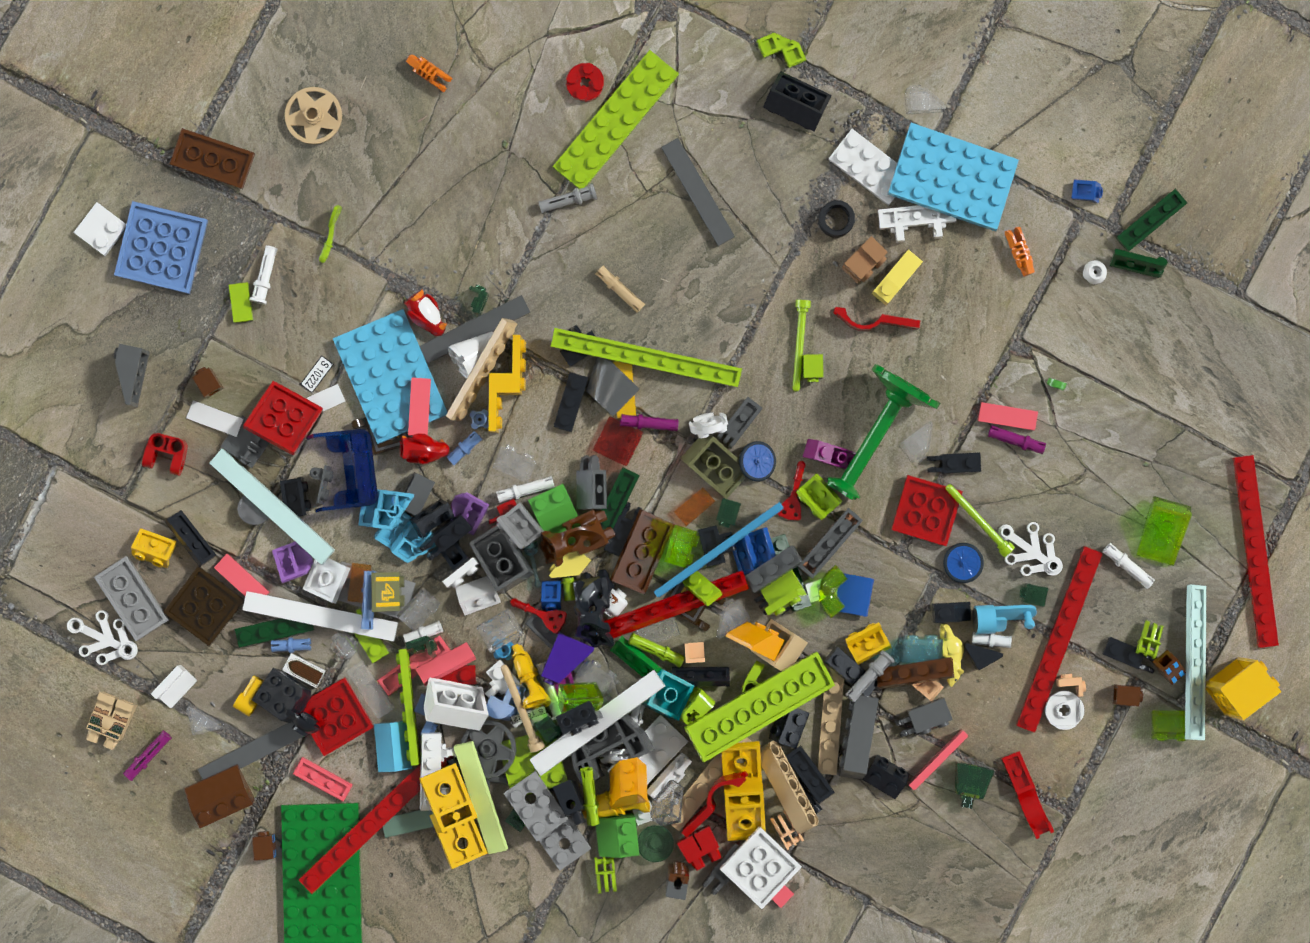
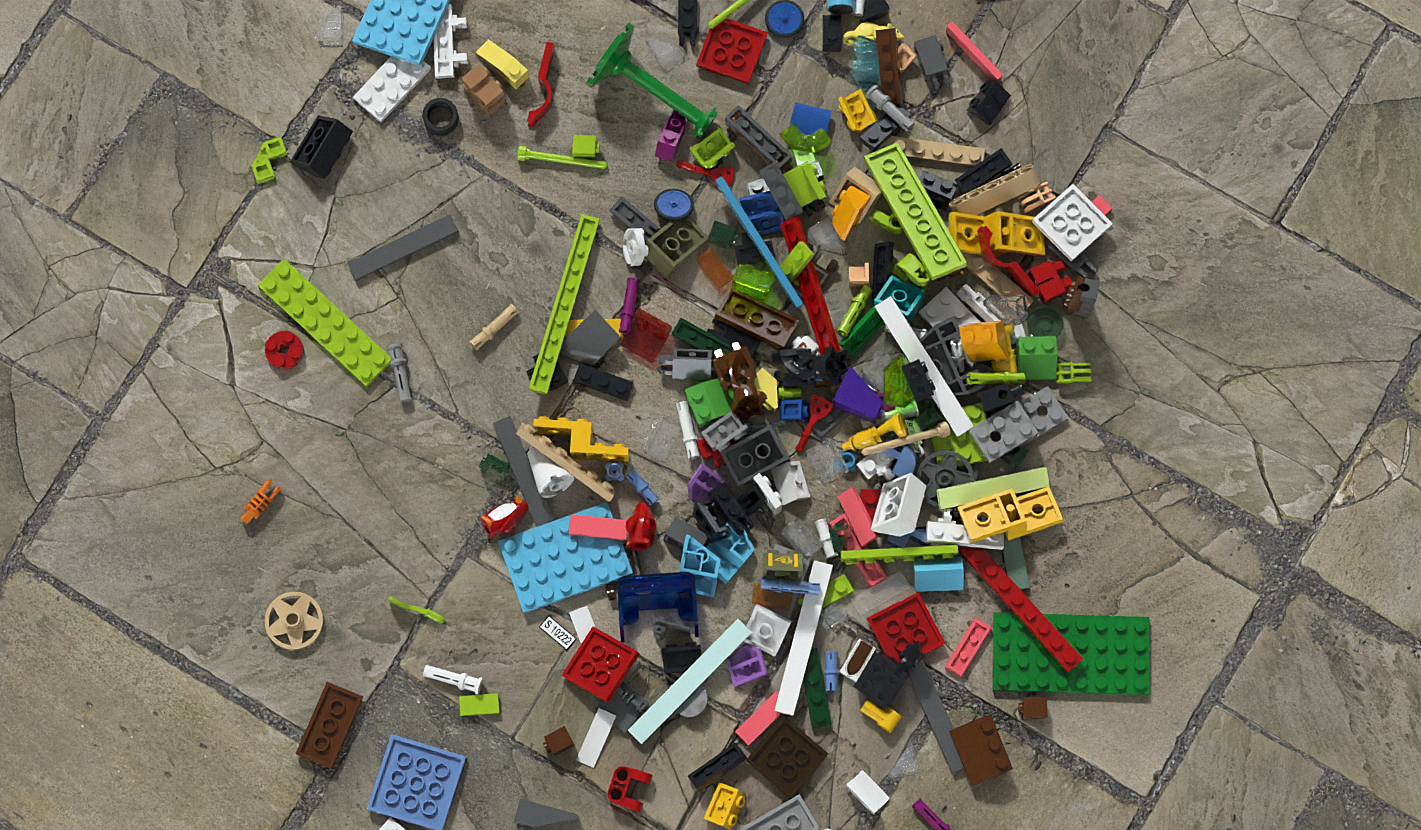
camera: 85 degrees left, 10 degrees down
(858, 738) = (950, 124): dark grey wedge -> none
(971, 782) = (997, 23): clear green torso -> none

